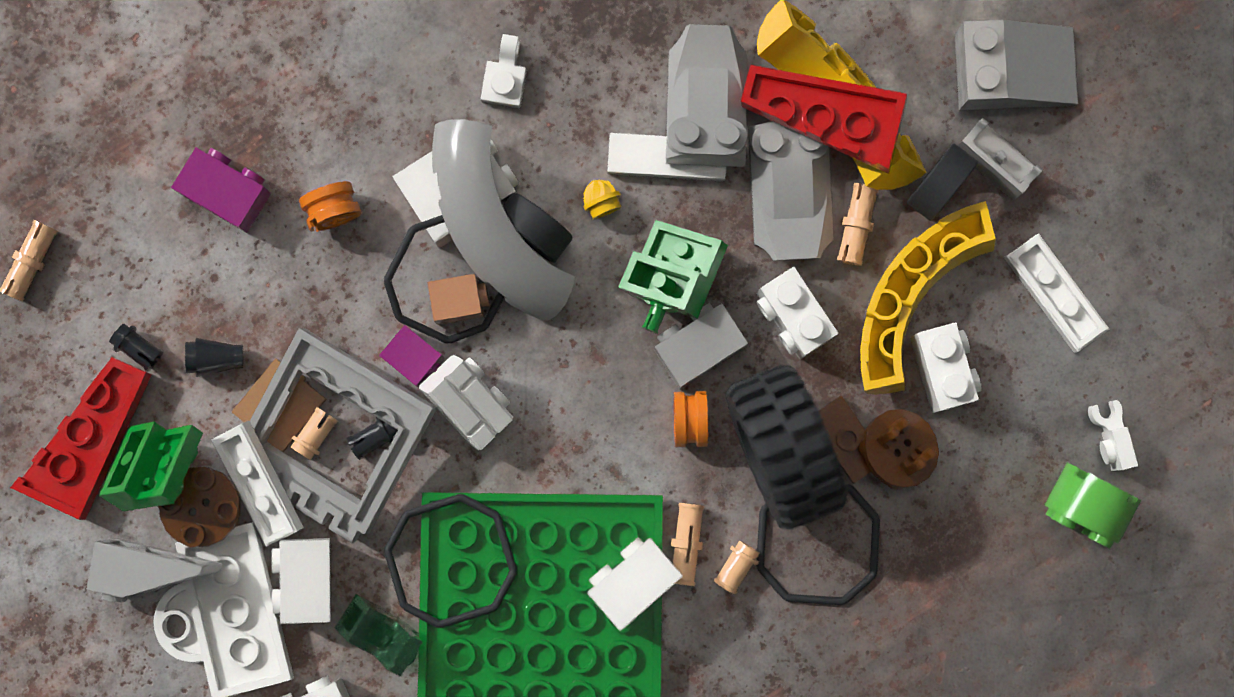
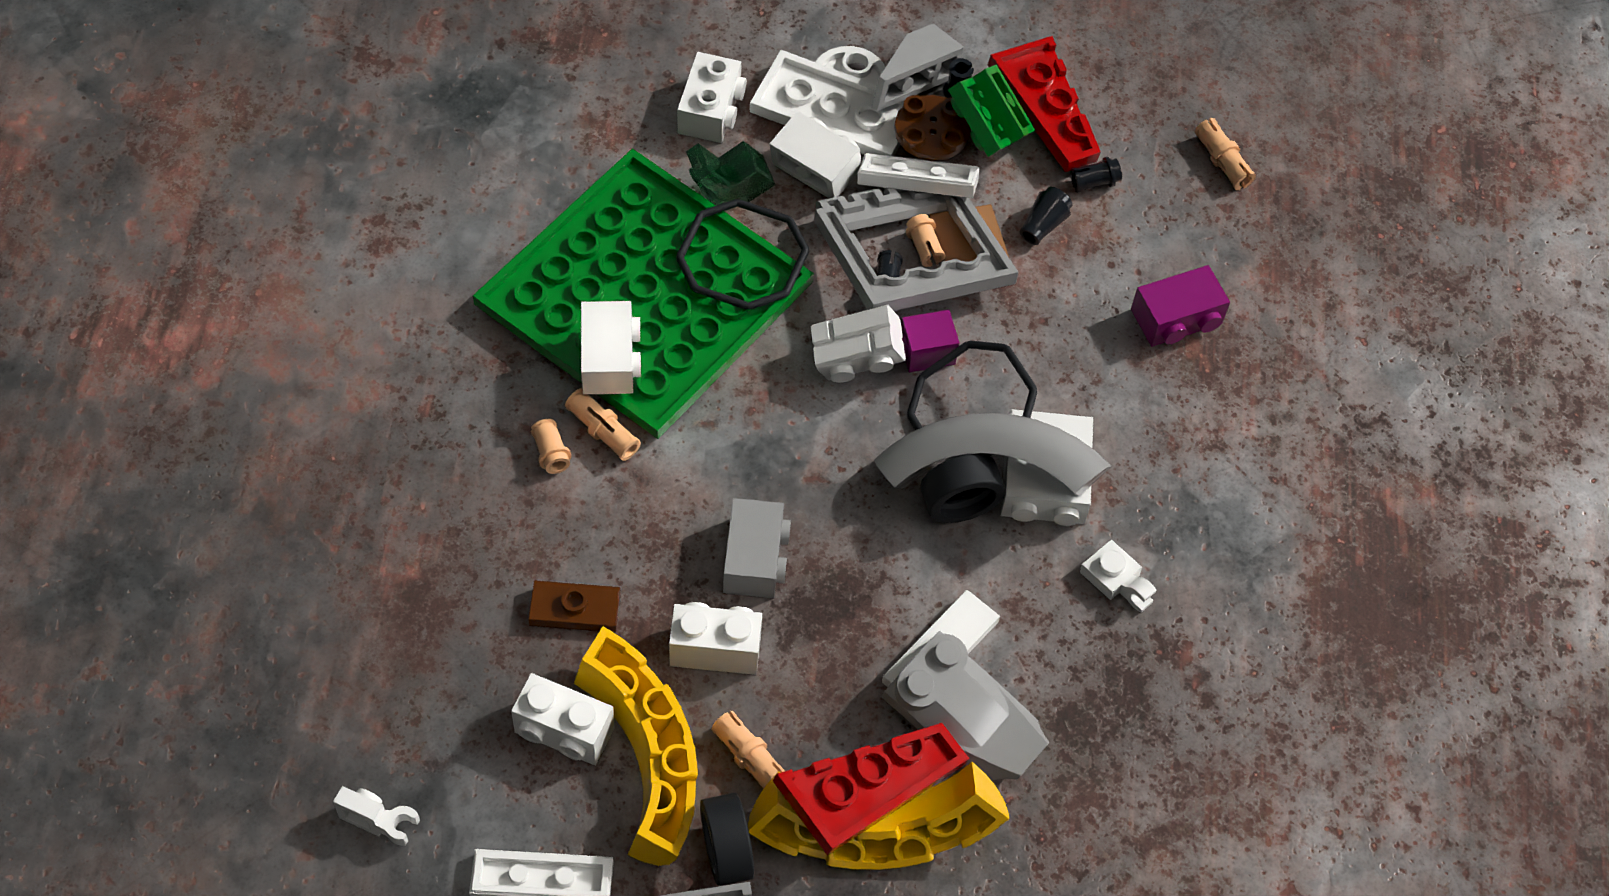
camera: 120 degrees right, 25 degrees down
(138, 521) = (960, 70): none -> black pin
(330, 206) = (1103, 365): orange wheel -> none
(457, 299) = (950, 396): nougat brick -> none
(601, 199) = (946, 567): yellow plate -> none
(673, 272) = (835, 565): plate -> none
(690, 419) = (700, 492): orange wheel -> none
(787, 446) = (612, 515): black tyre -> none
(789, 192) = (815, 713): light grey slope -> none
(822, 599) = (515, 581): black piece -> none
(886, 435) = (507, 634): reddish brown plate -> none
(1091, 503) = (338, 738): bright green brick -> none

